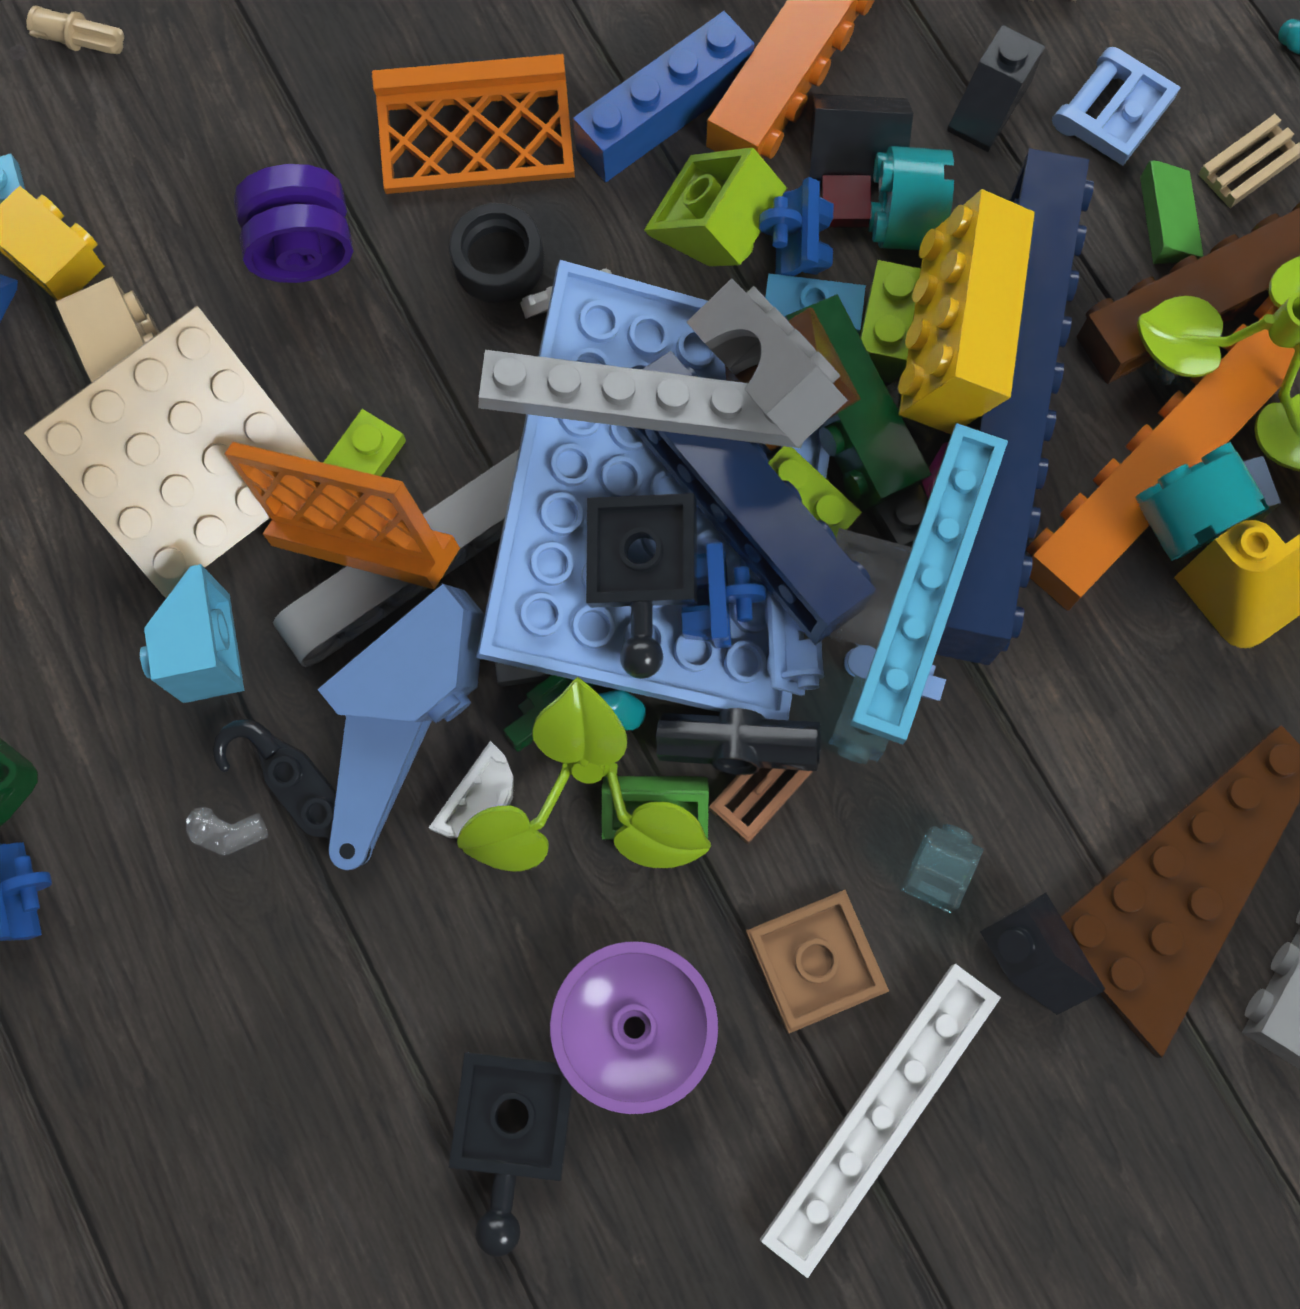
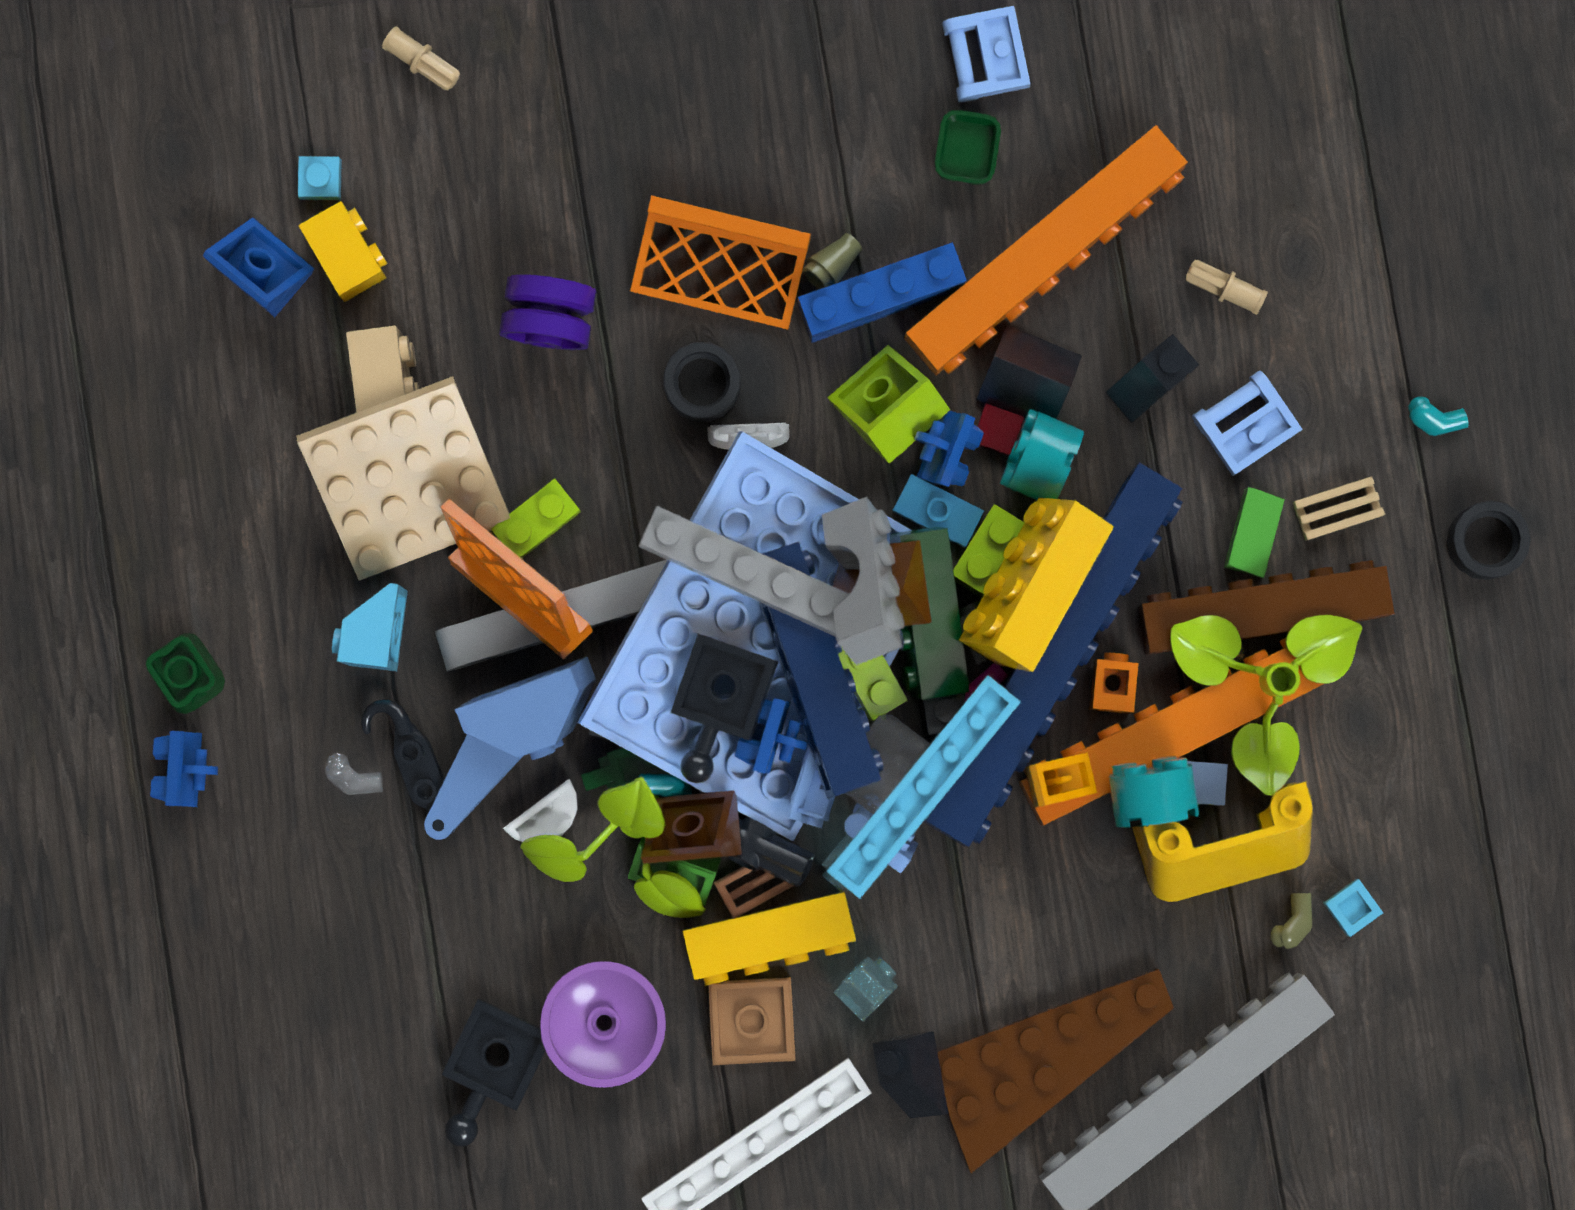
camera: 15 degrees right, 10 degrees up
(596, 82) = (832, 262): none -> olive cone
(667, 741) = (696, 828): none -> reddish brown slope
(800, 846) = (769, 936): none -> yellow brick
(1077, 534) = (1060, 780): none -> light orange slope
(1103, 409) = (1124, 697): none -> orange brick

